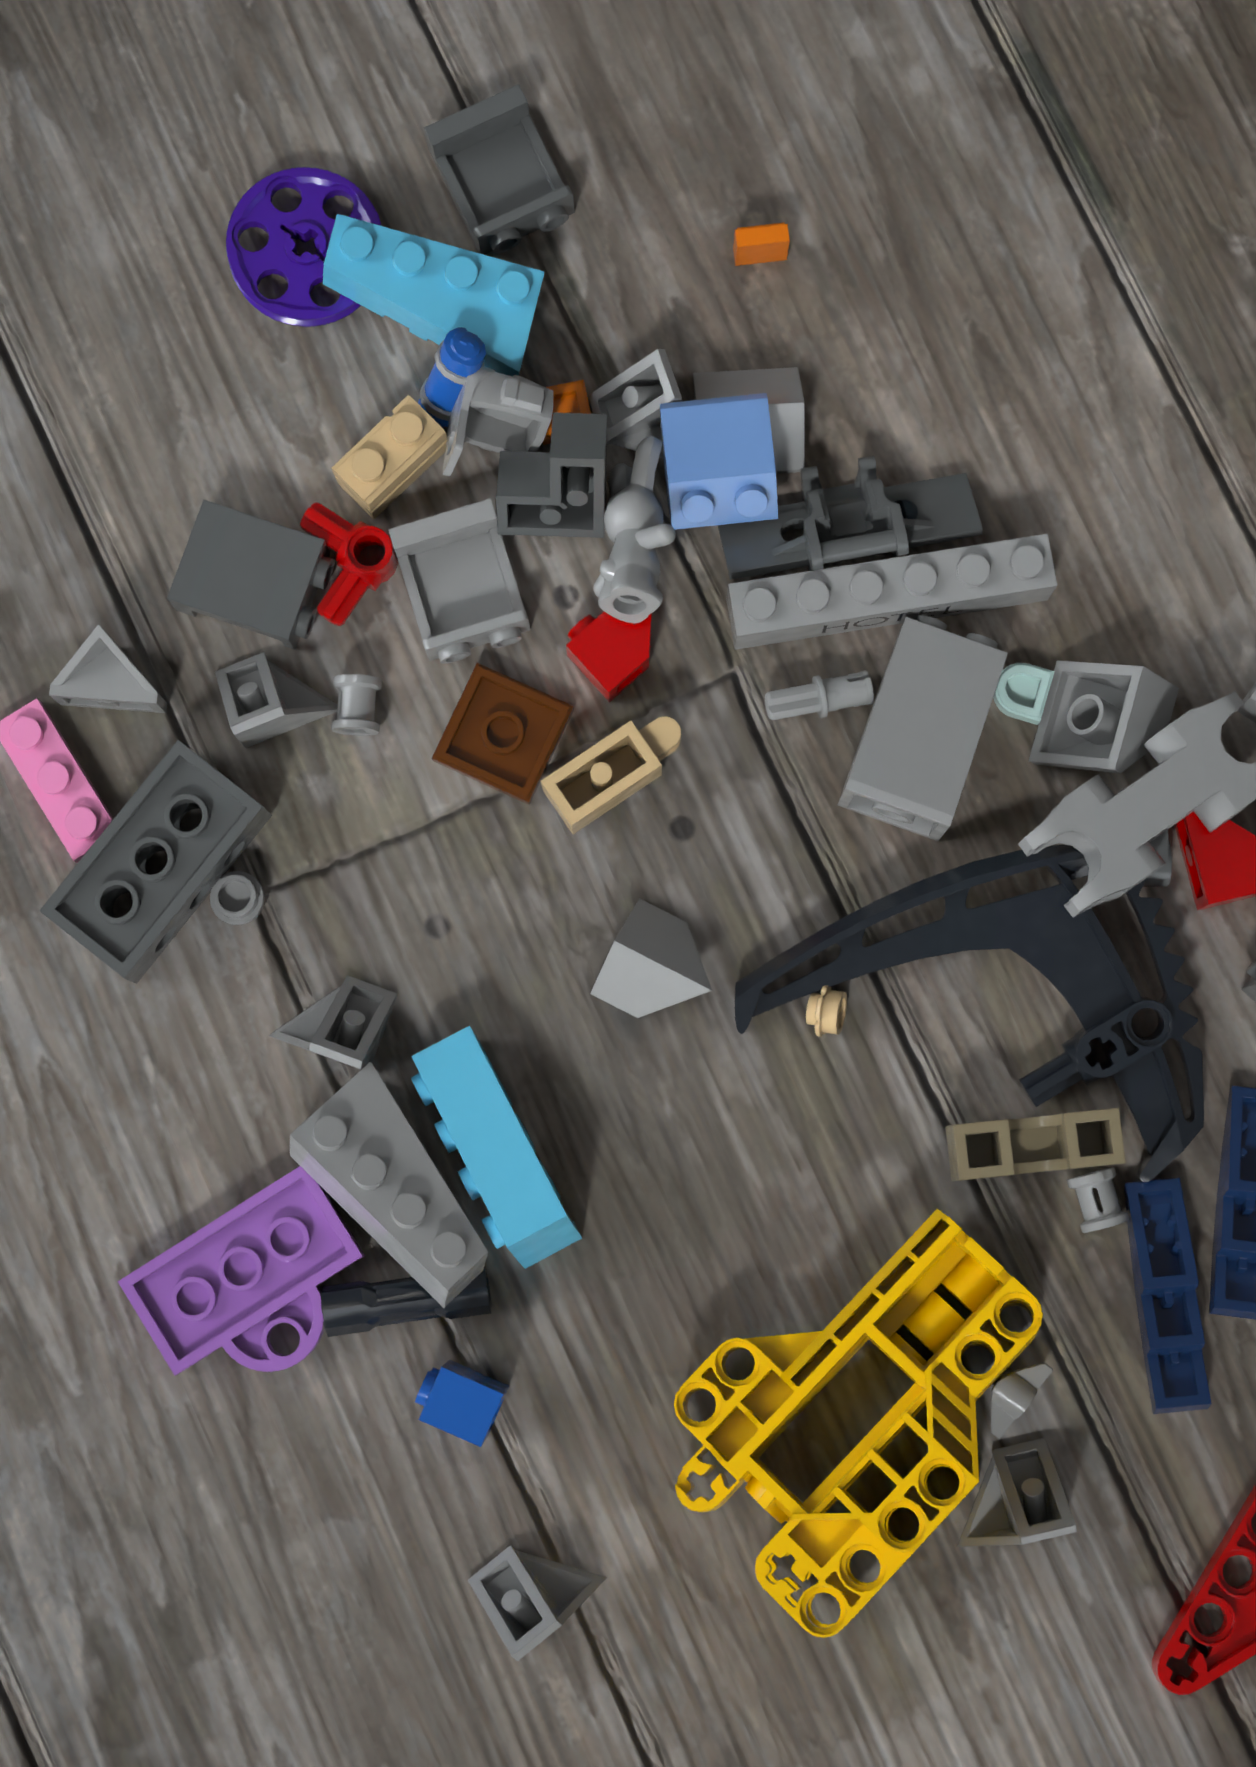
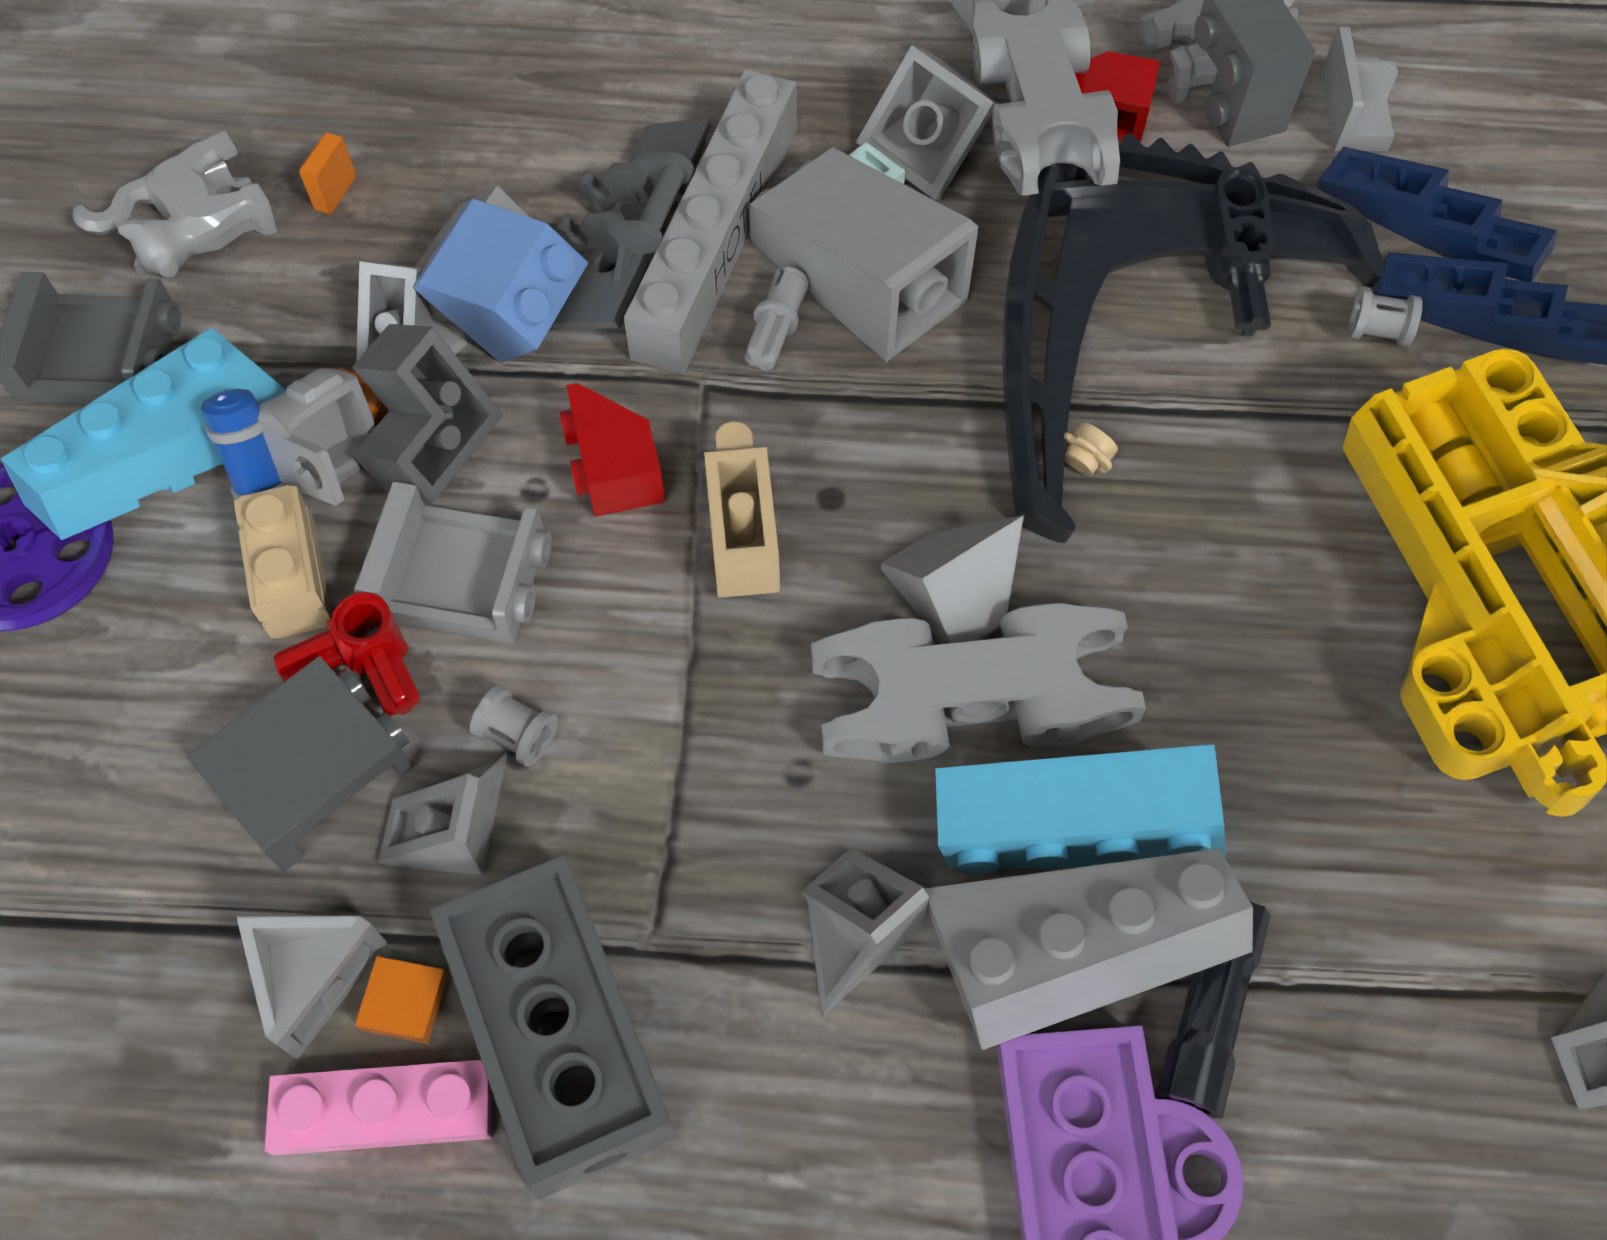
camera: 65 degrees left, 20 degrees down
(129, 749) = (402, 1000): none -> orange tile
(237, 898) = (646, 964): light grey plate -> none
(461, 1401) = (1376, 985): blue brick -> none
(503, 733) = (635, 607): reddish brown tile -> none
(591, 1055) = (1018, 677): none -> light grey piece
(636, 528) = (525, 367): light grey animal -> none
(673, 148) = (198, 200): none -> light grey animal
(1035, 1144) = (1311, 332): dark tan arch -> none

